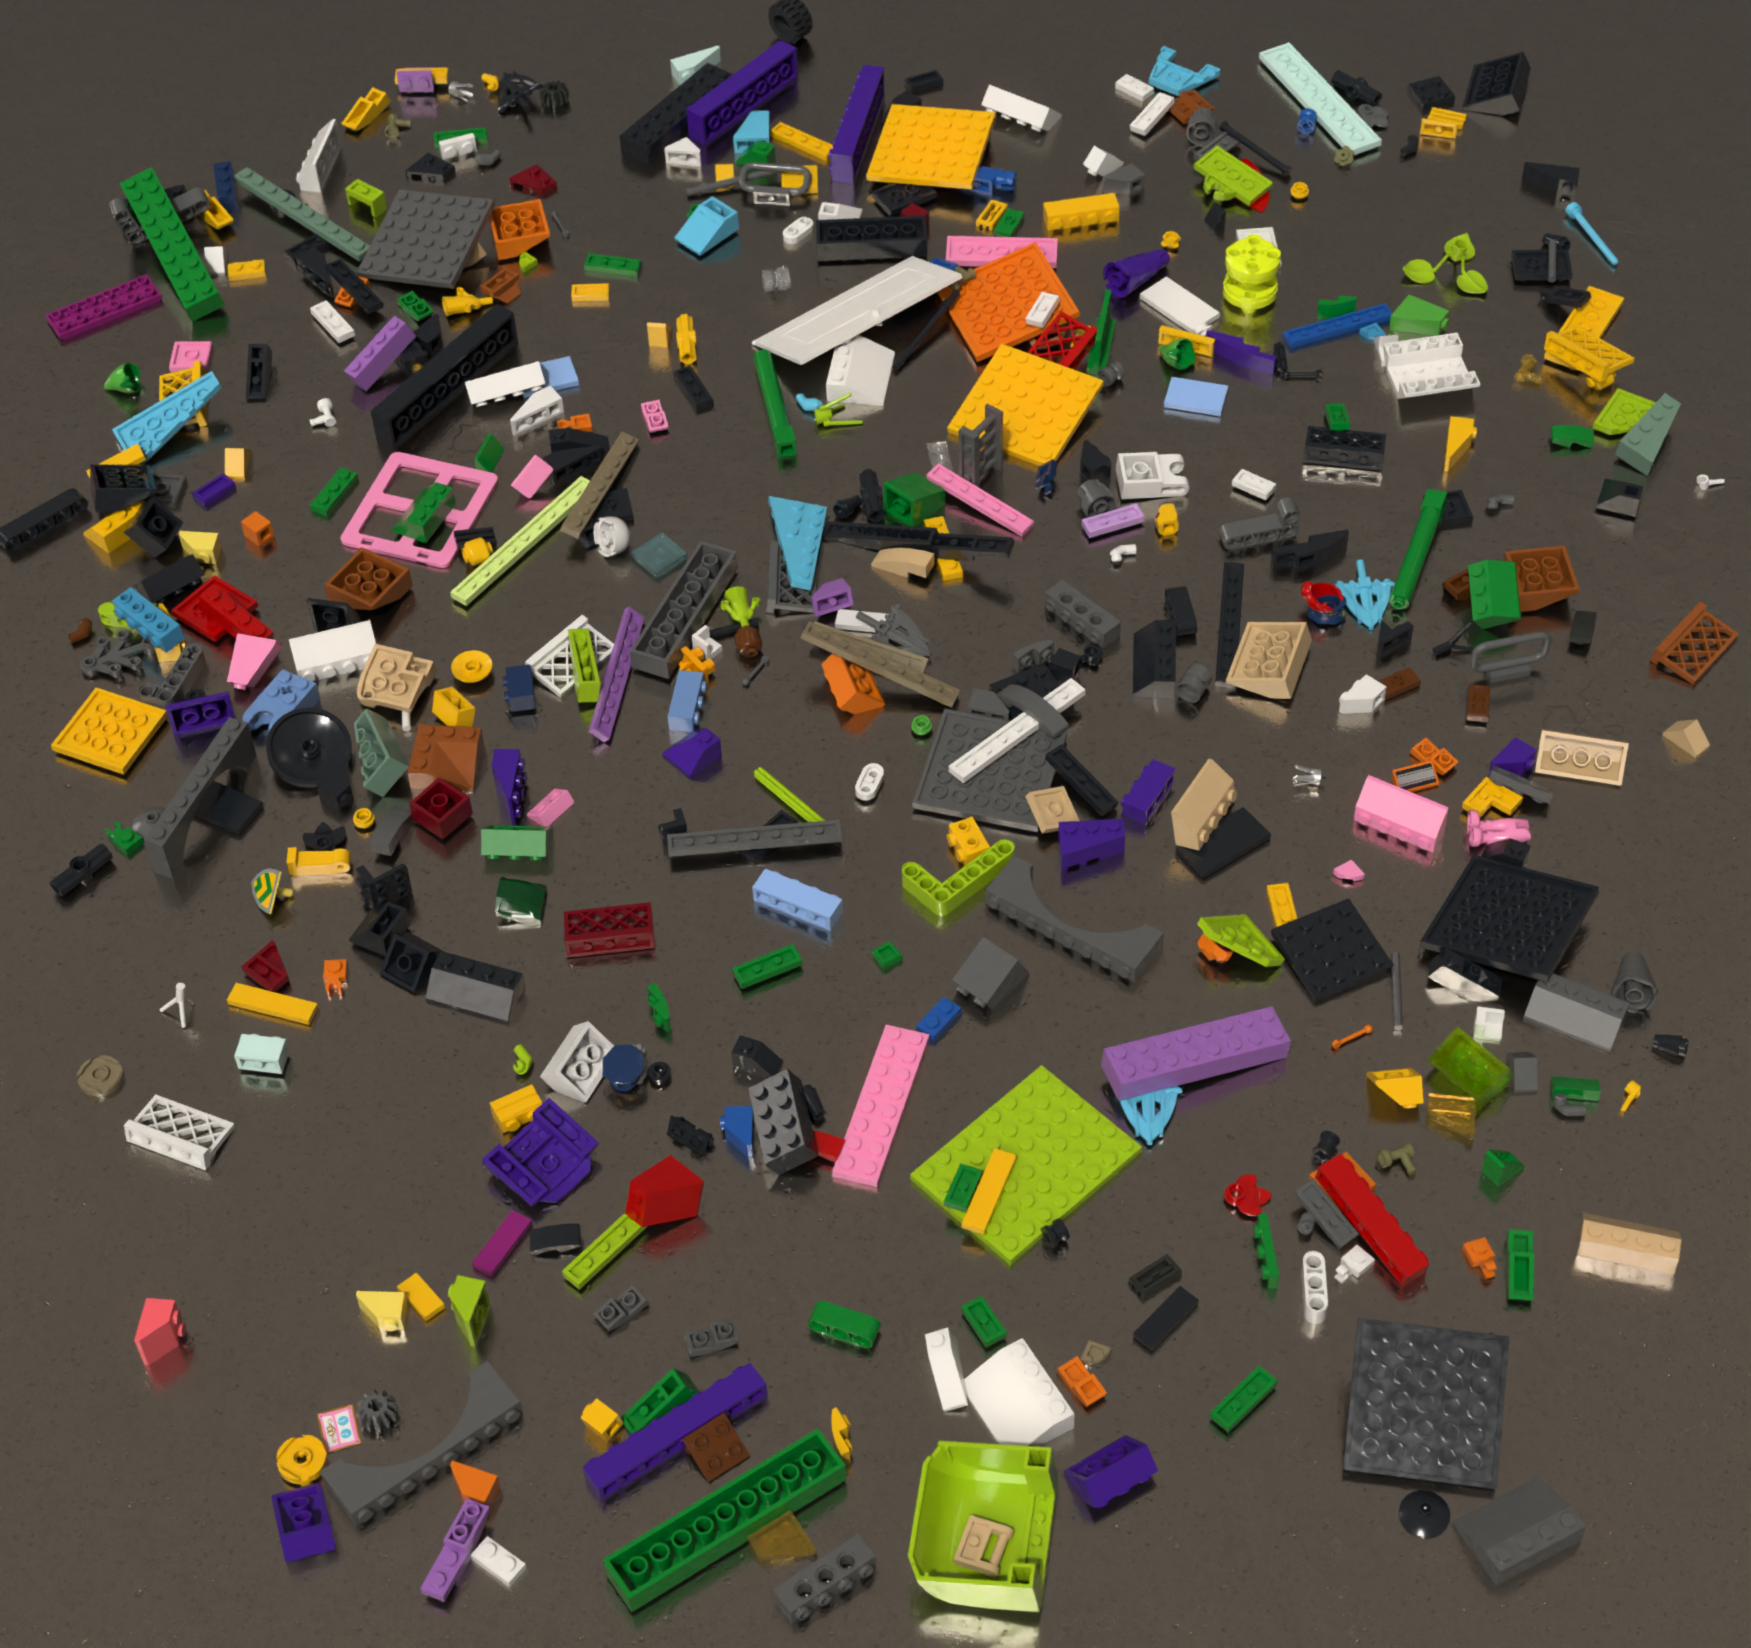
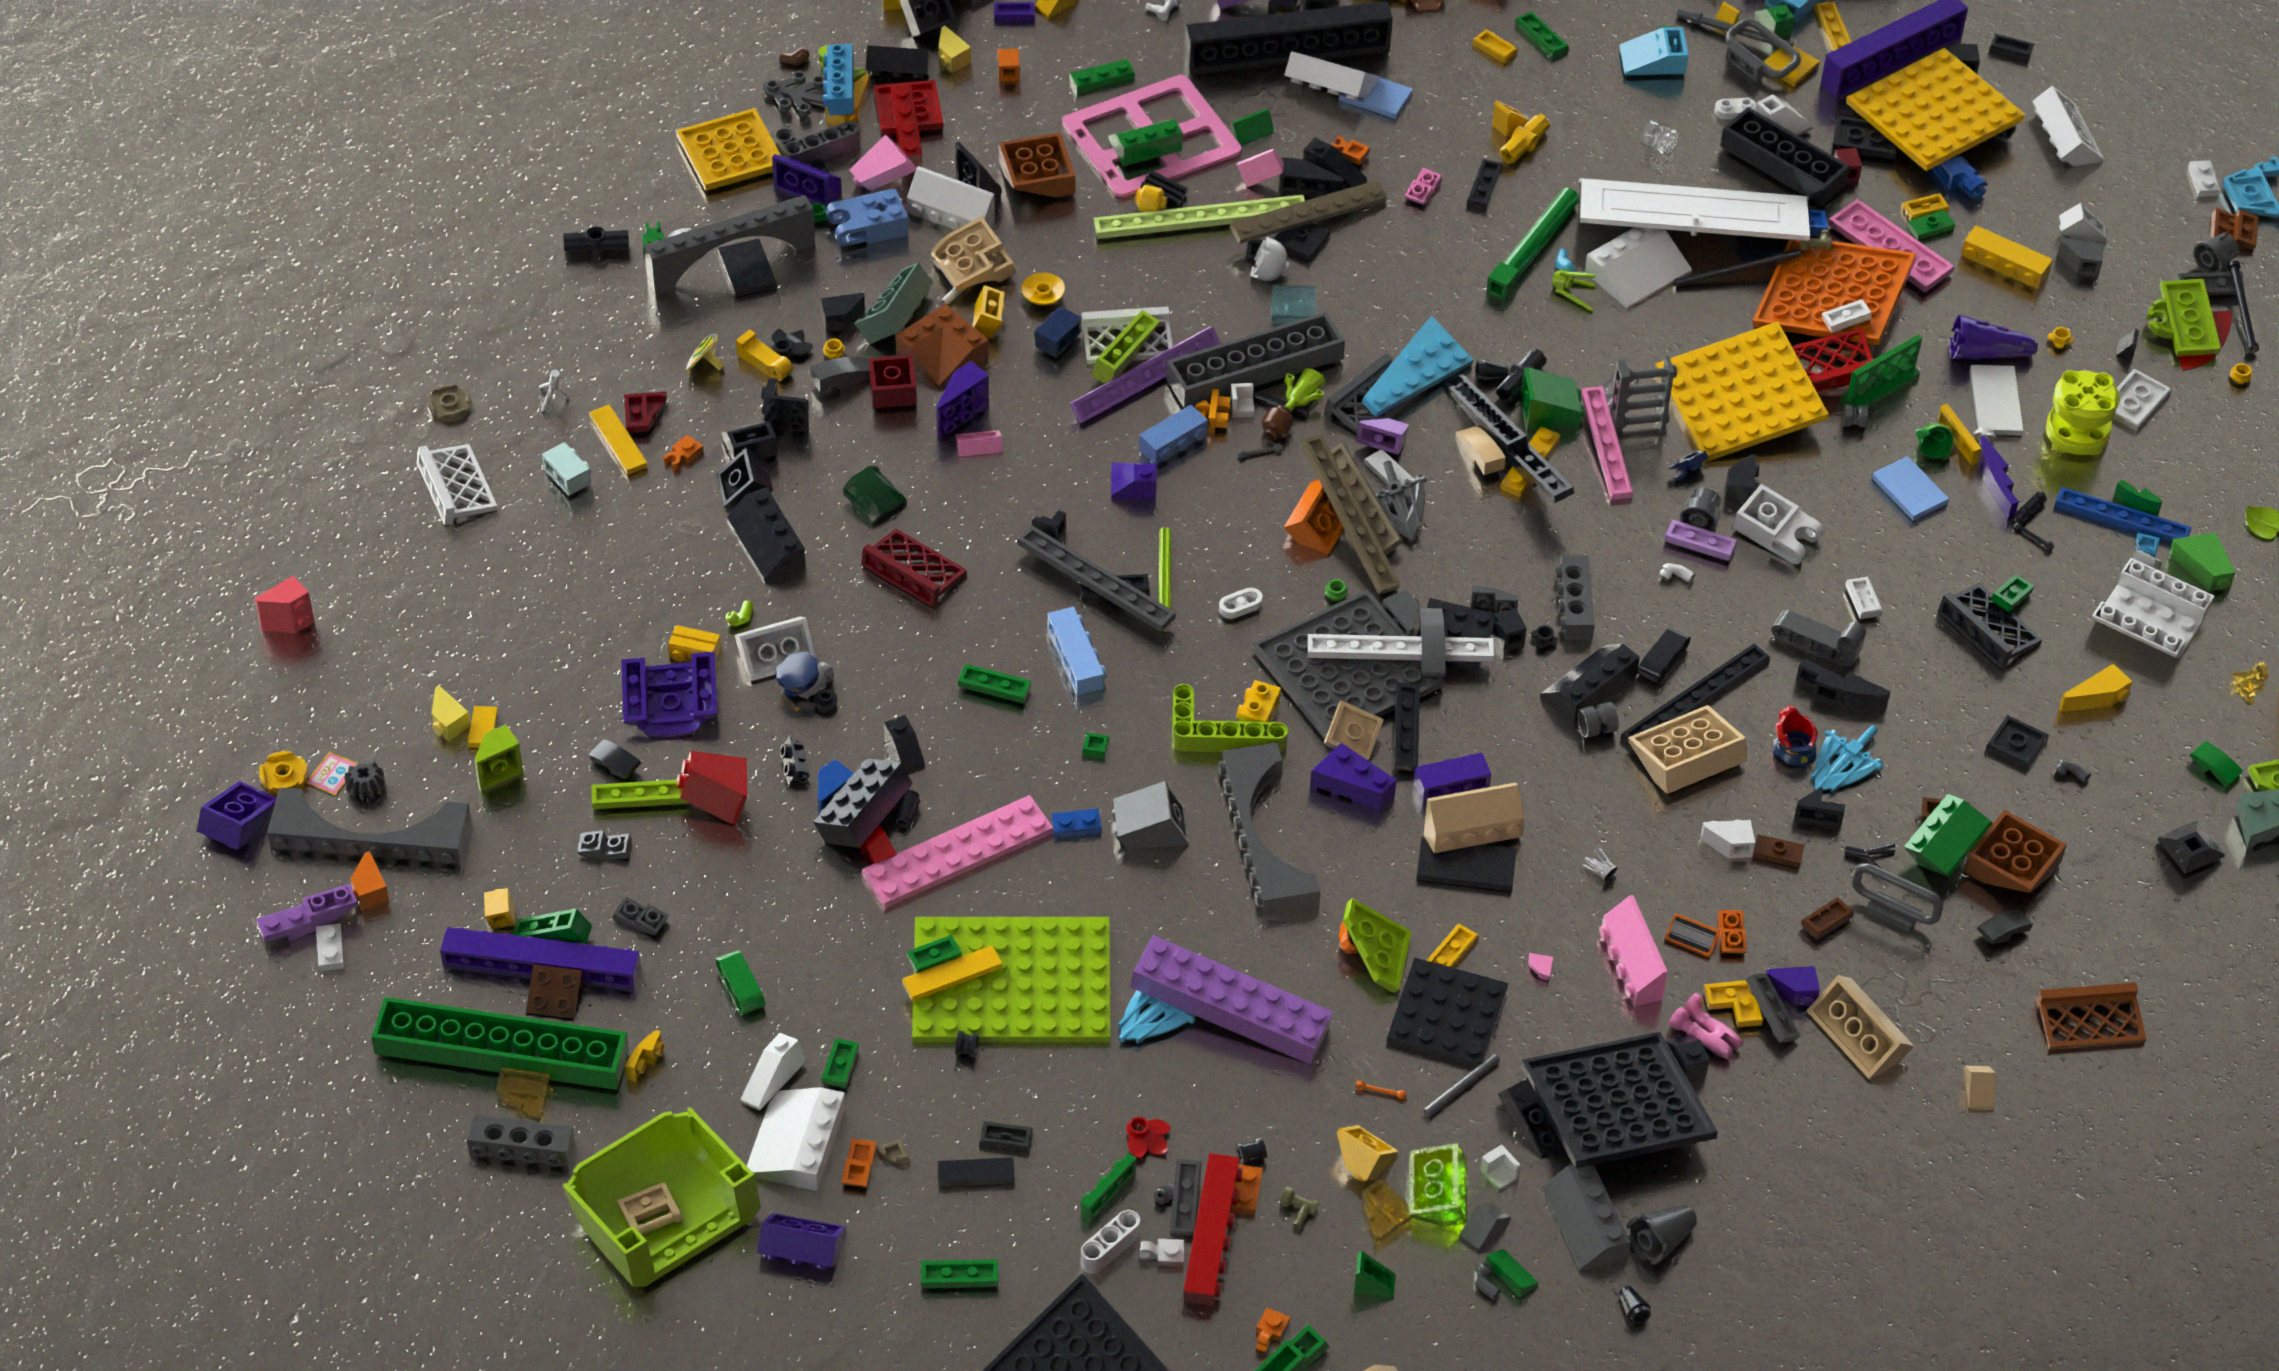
camera: 40 degrees right, 0 degrees up
(307, 746) = (850, 262): black dish -> none
(502, 1243) = (577, 734): magenta tile -> none
(516, 841) = (921, 448): slope -> none
(537, 409) = (1334, 115): white slope -> none
(660, 1007) = (879, 653): green slope -> none
(1152, 114) = (2185, 212): white plate -> none
(1167, 520) = (1747, 572): yellow rock -> none
(1431, 514) = (1991, 731): green brick -> none
(1633, 1090) = (1555, 1315): yellow hand -> none

